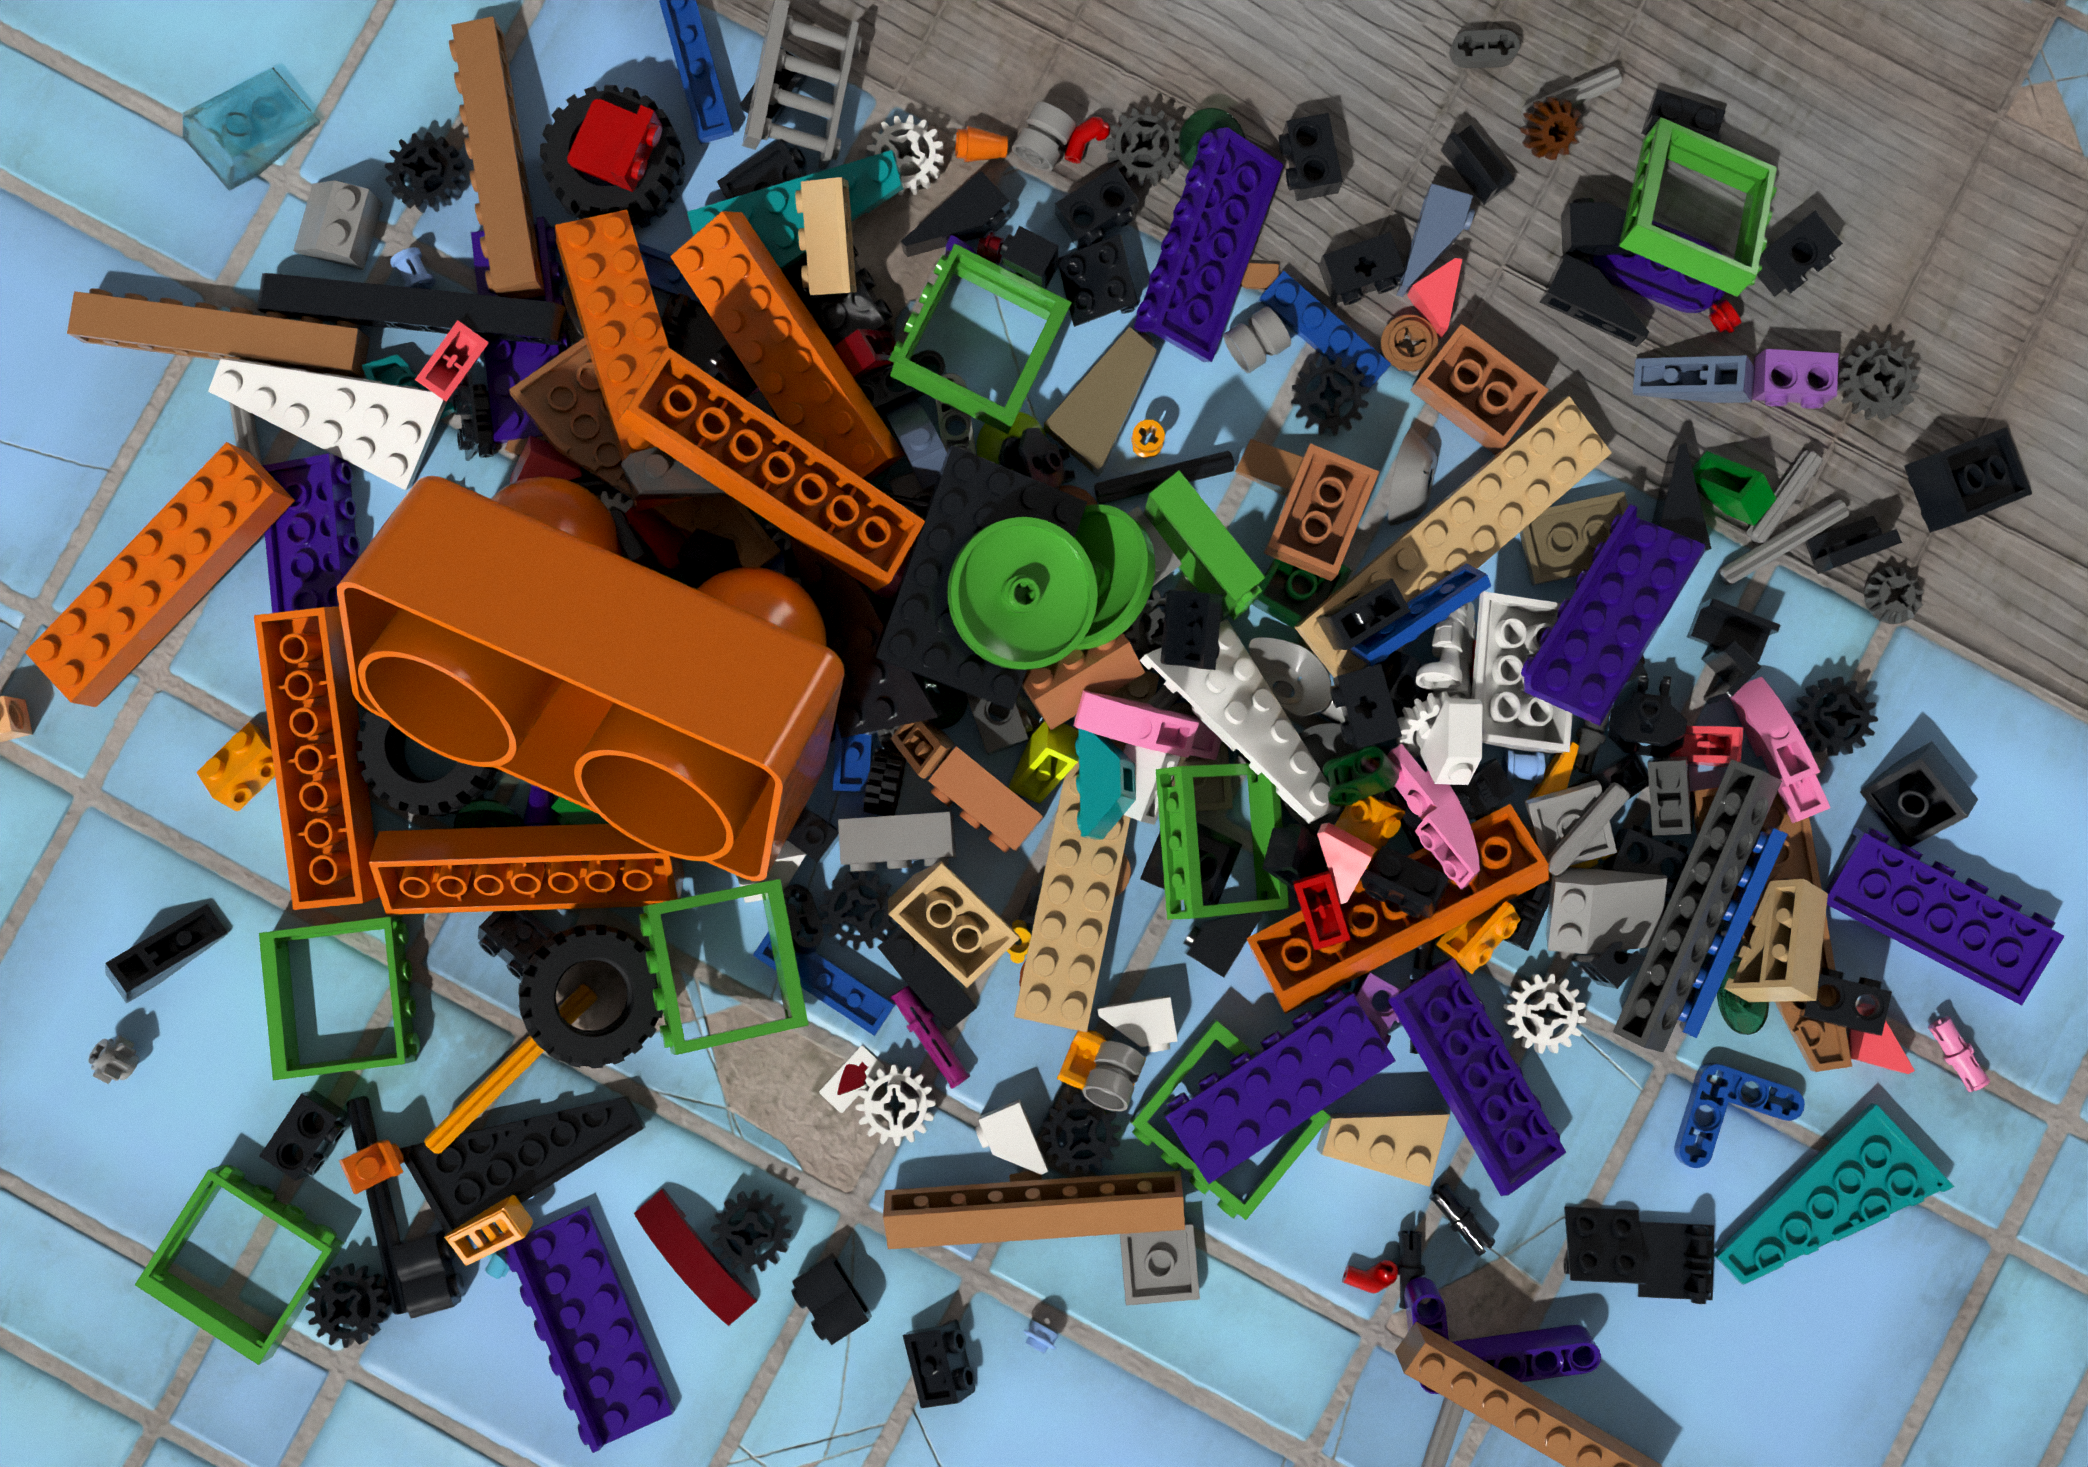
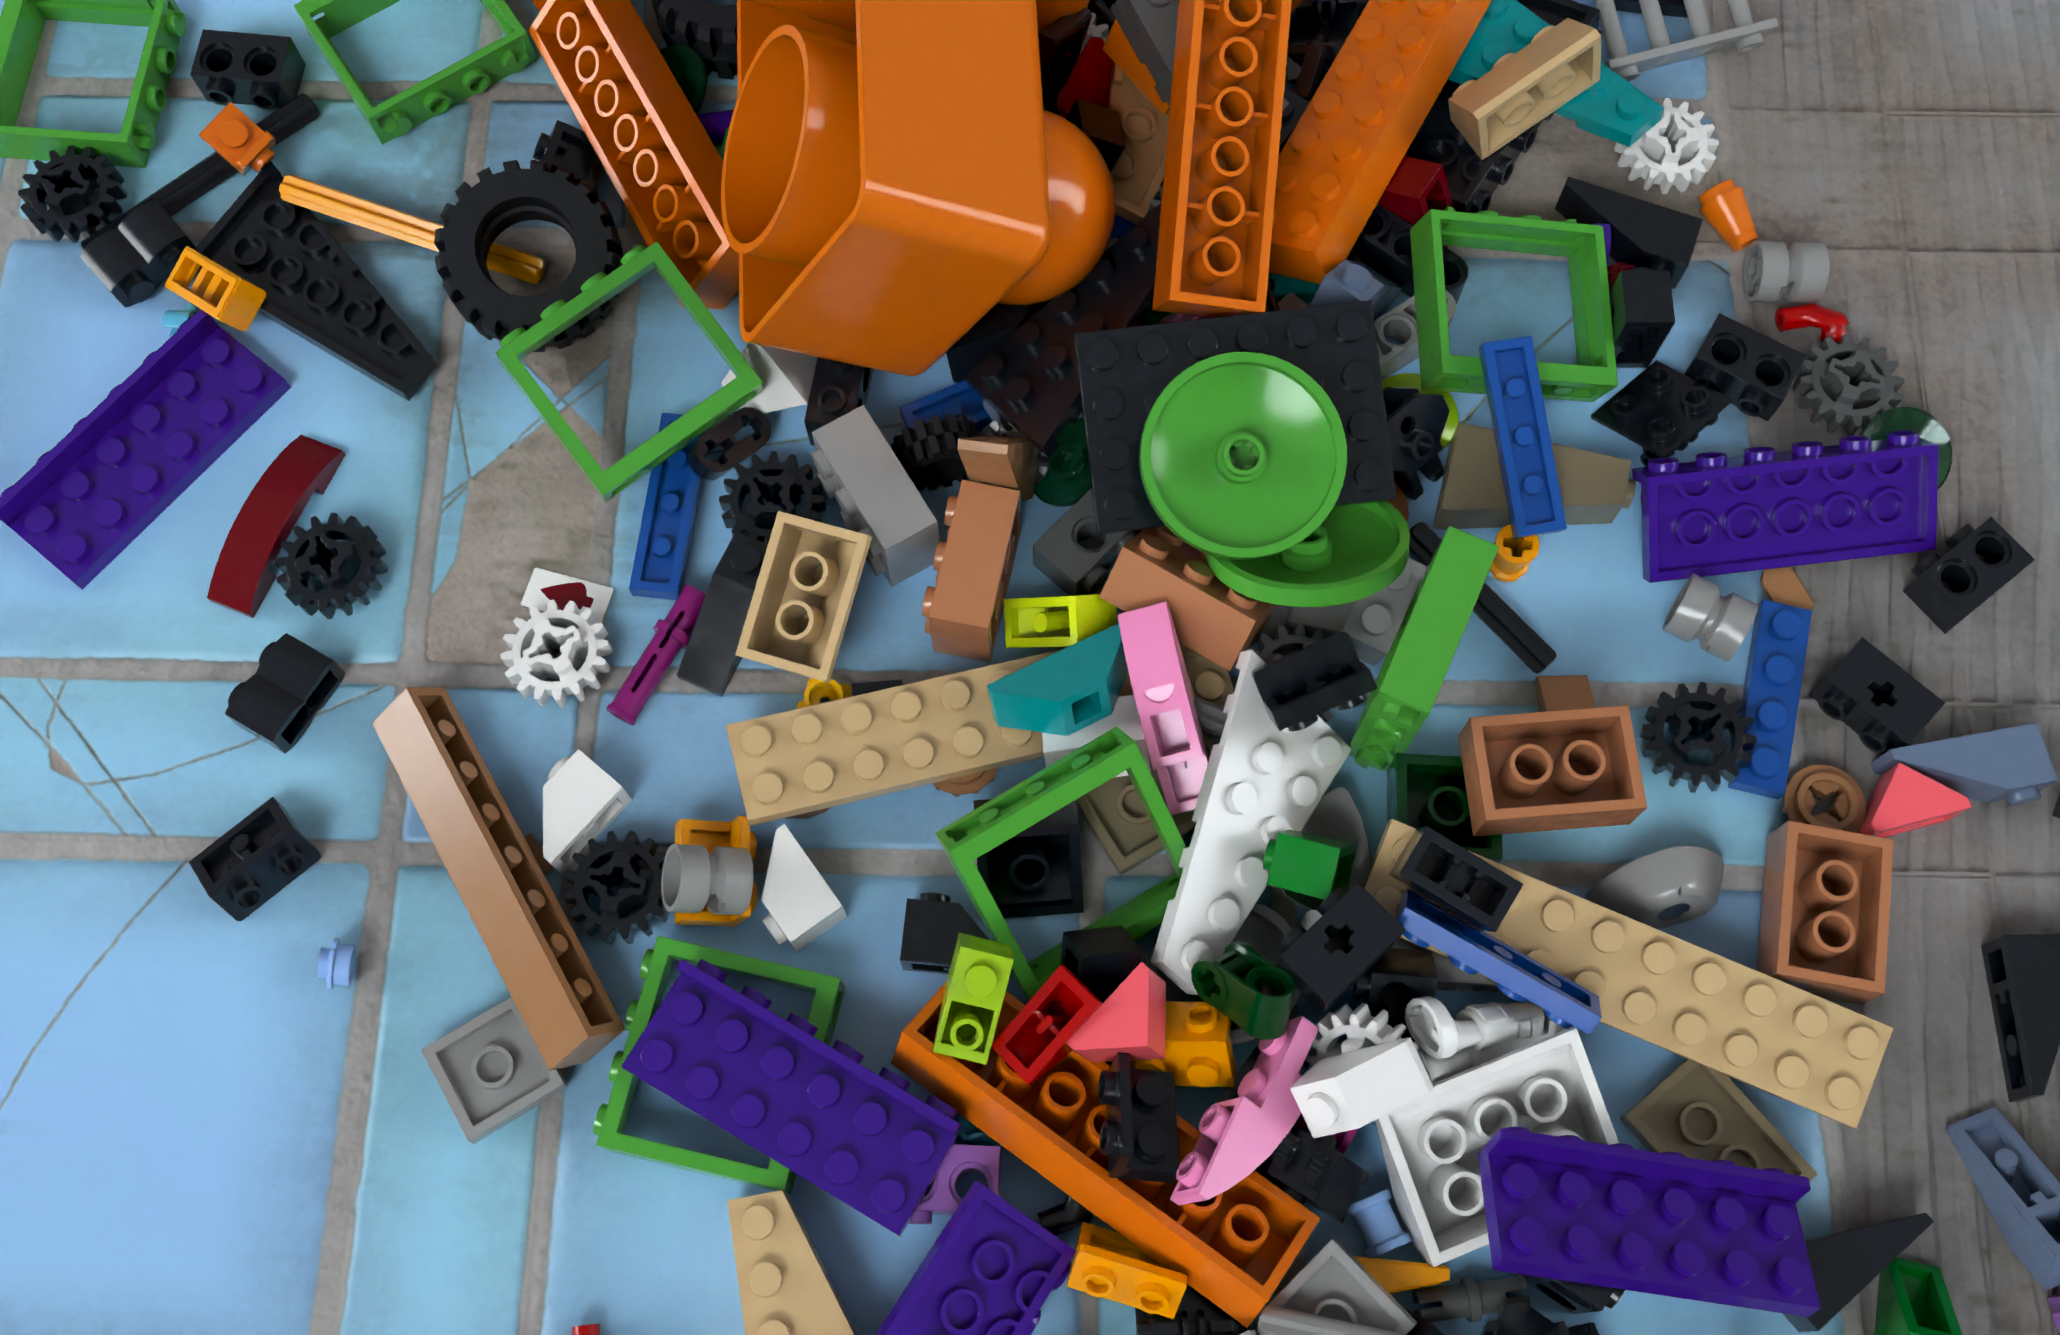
camera: 60 degrees right, 15 degrees down
(1084, 393) = (1522, 437): none -> blue plate
(1280, 945) = (973, 998): none -> lime slope
(1296, 691) = (1309, 863): none -> green slope

